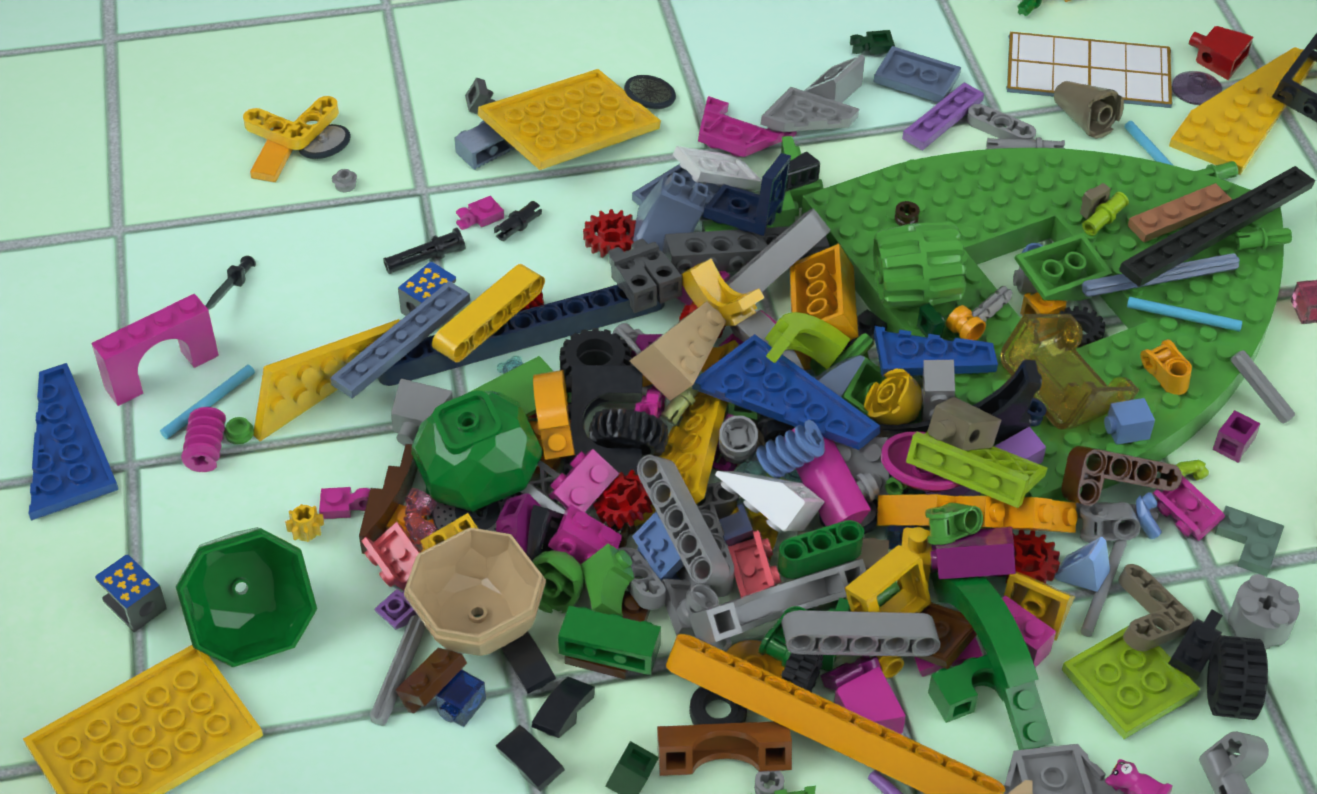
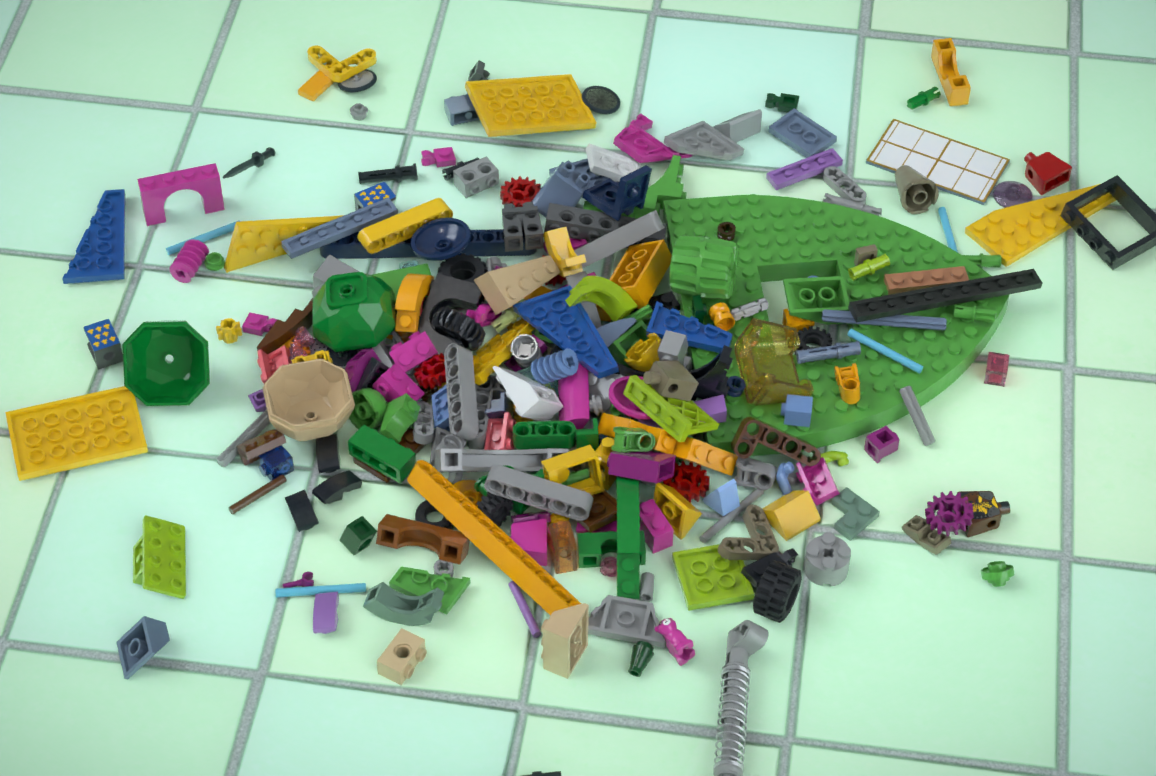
camera: 20 degrees right, 0 degrees up
(451, 752) = (257, 494): none -> reddish brown bar
(542, 226) = (476, 177): none -> light grey brick
(548, 318) = (441, 239): none -> dark blue dish
(802, 171) = (668, 183): black slope -> none
(880, 535) = (588, 436): none -> green panel
(921, 700) = (561, 538): none -> clear orange torso
(992, 702) = (609, 562): none -> clear pink plate
(1055, 722) = (647, 587): none -> light grey piece
(1129, 330) = (822, 353): none -> sand blue pin
(1178, 560) = (792, 513): none -> yellow slope

